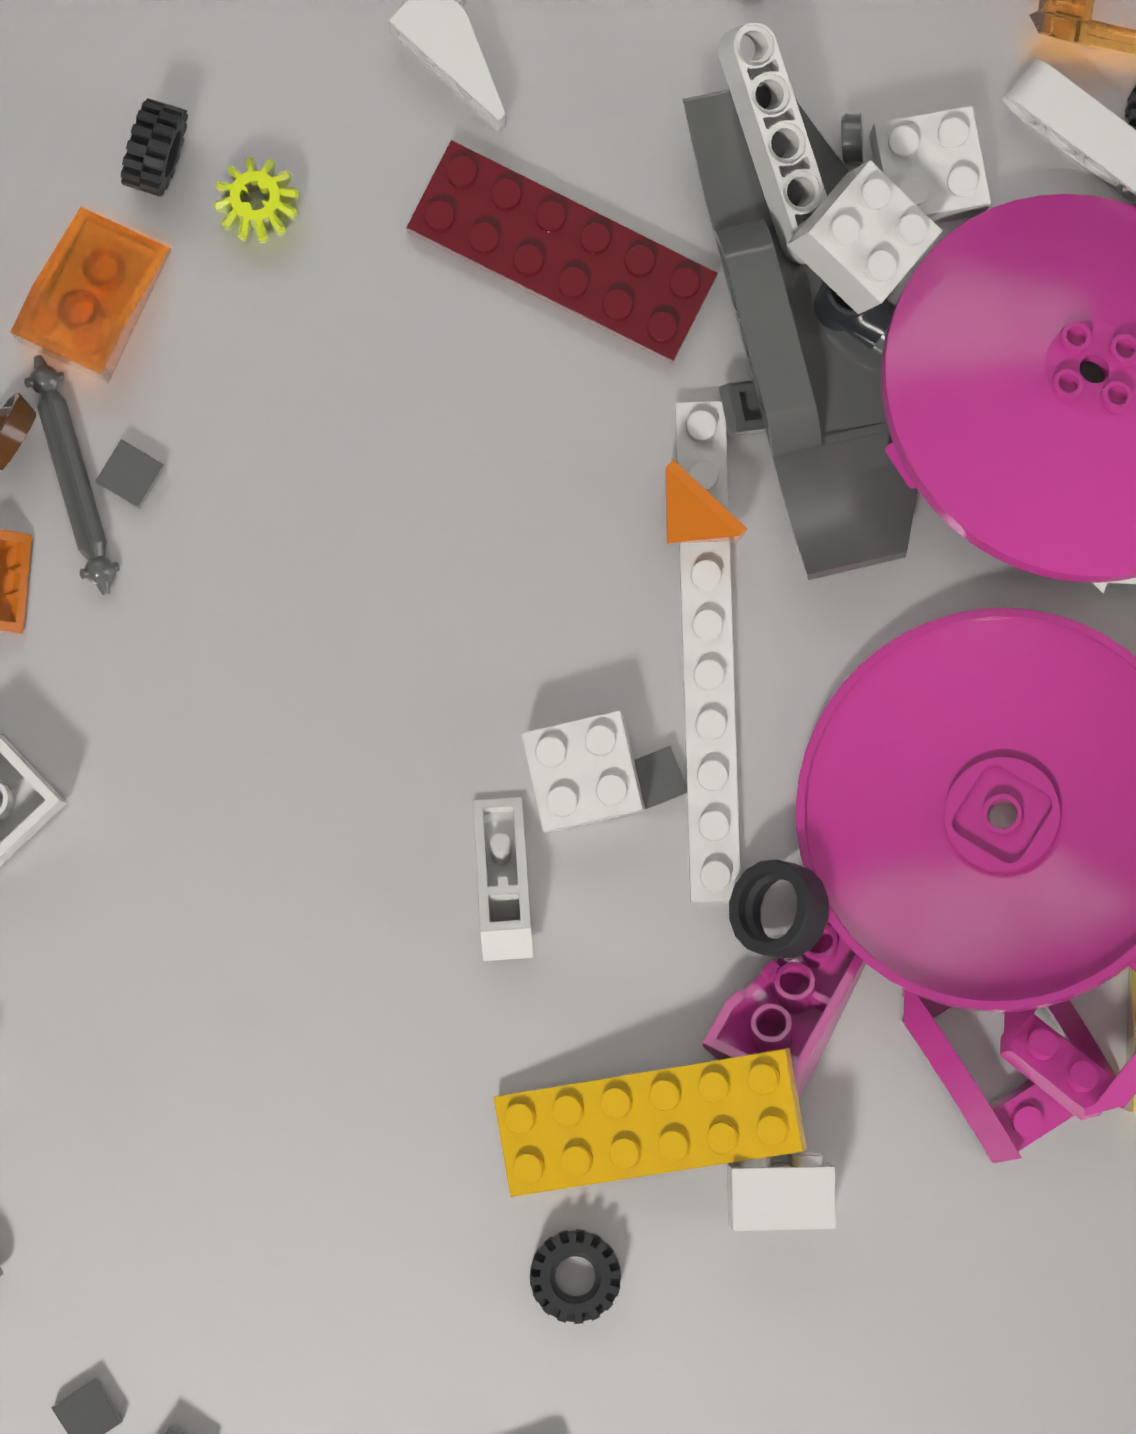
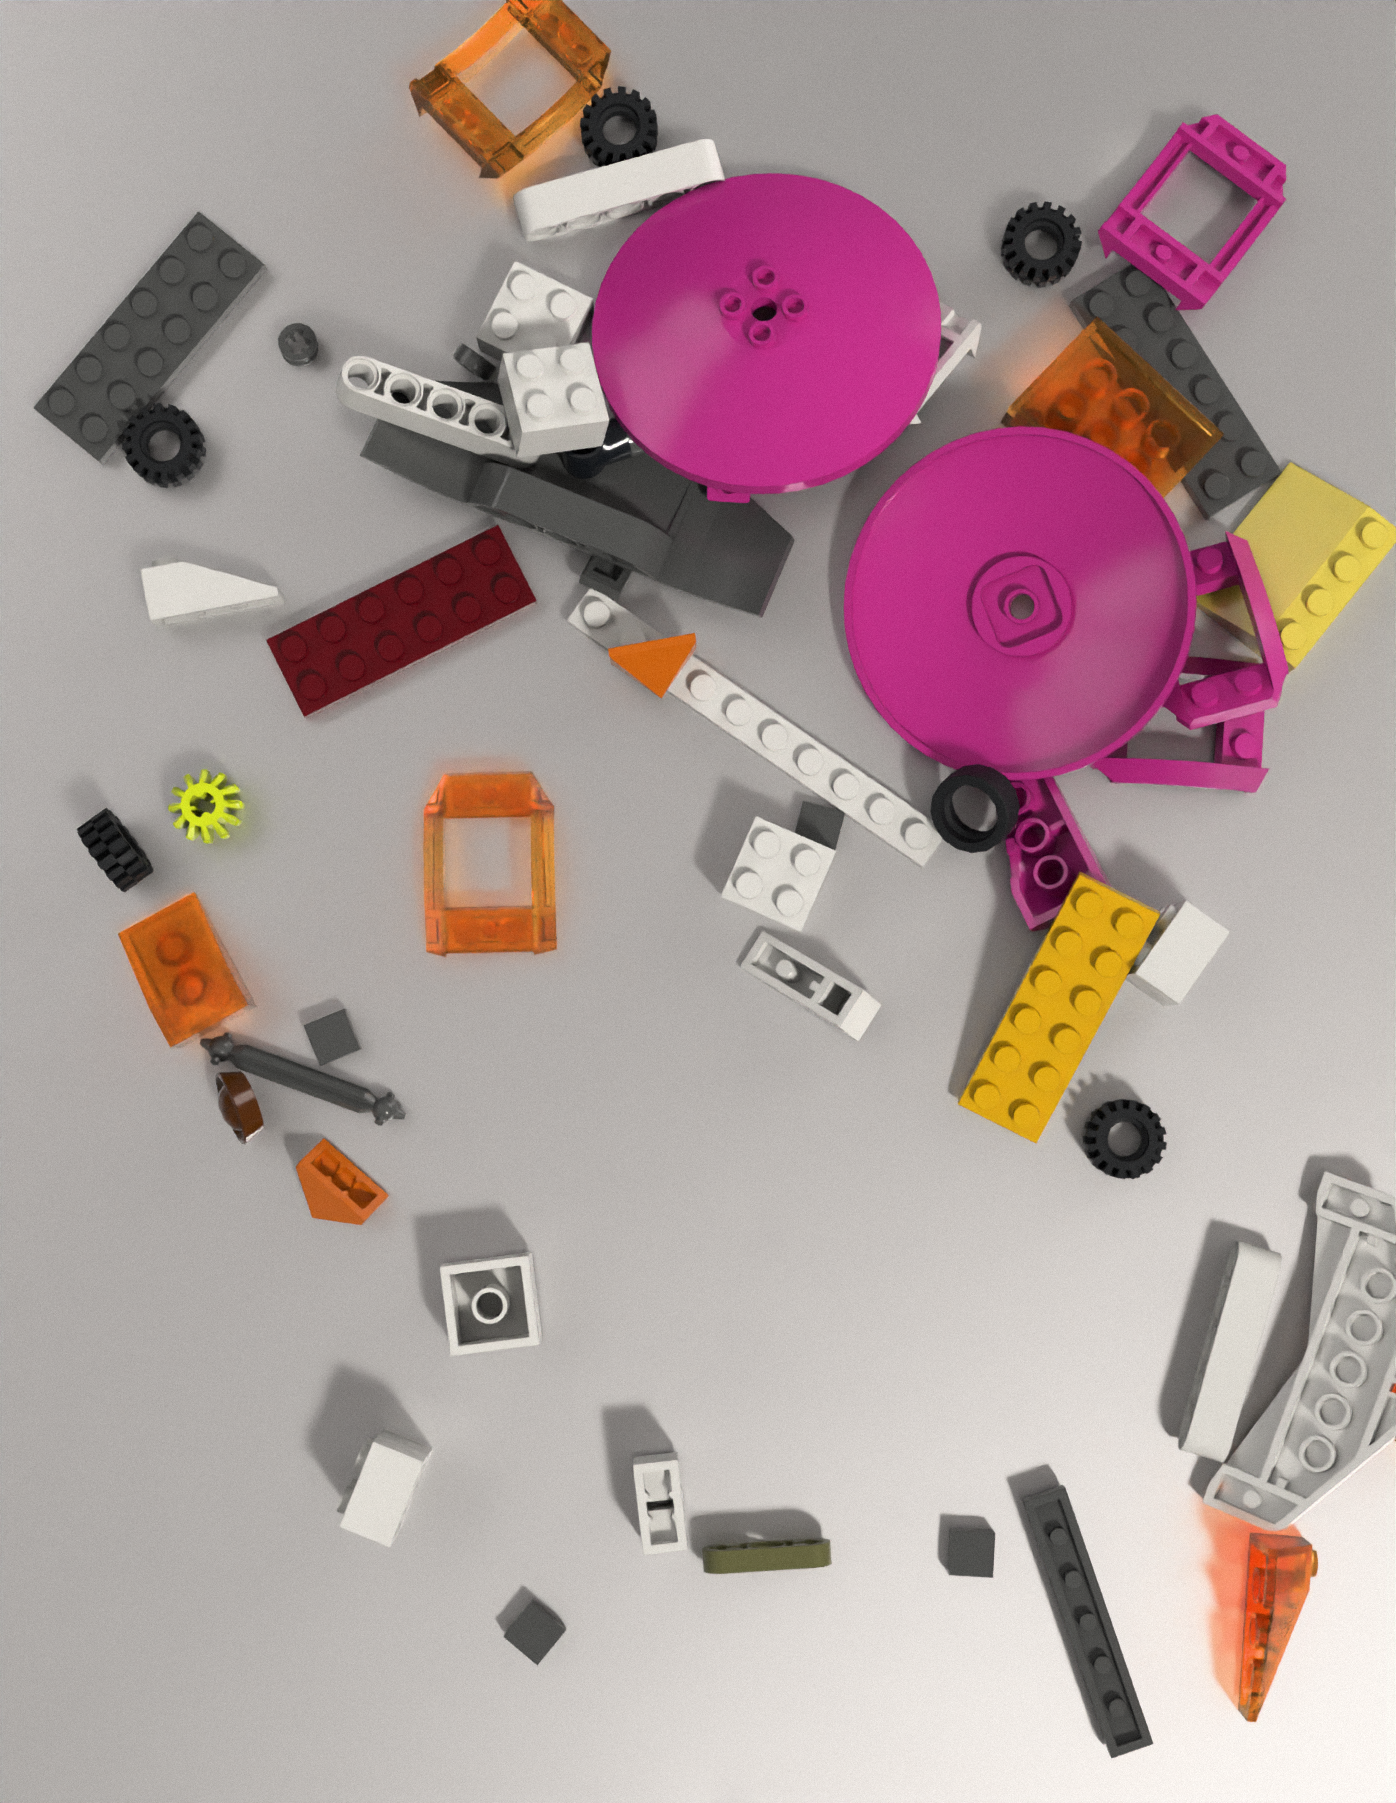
camera: 50 degrees left, 0 degrees up
(340, 545) = (490, 927): none -> clear orange wedge

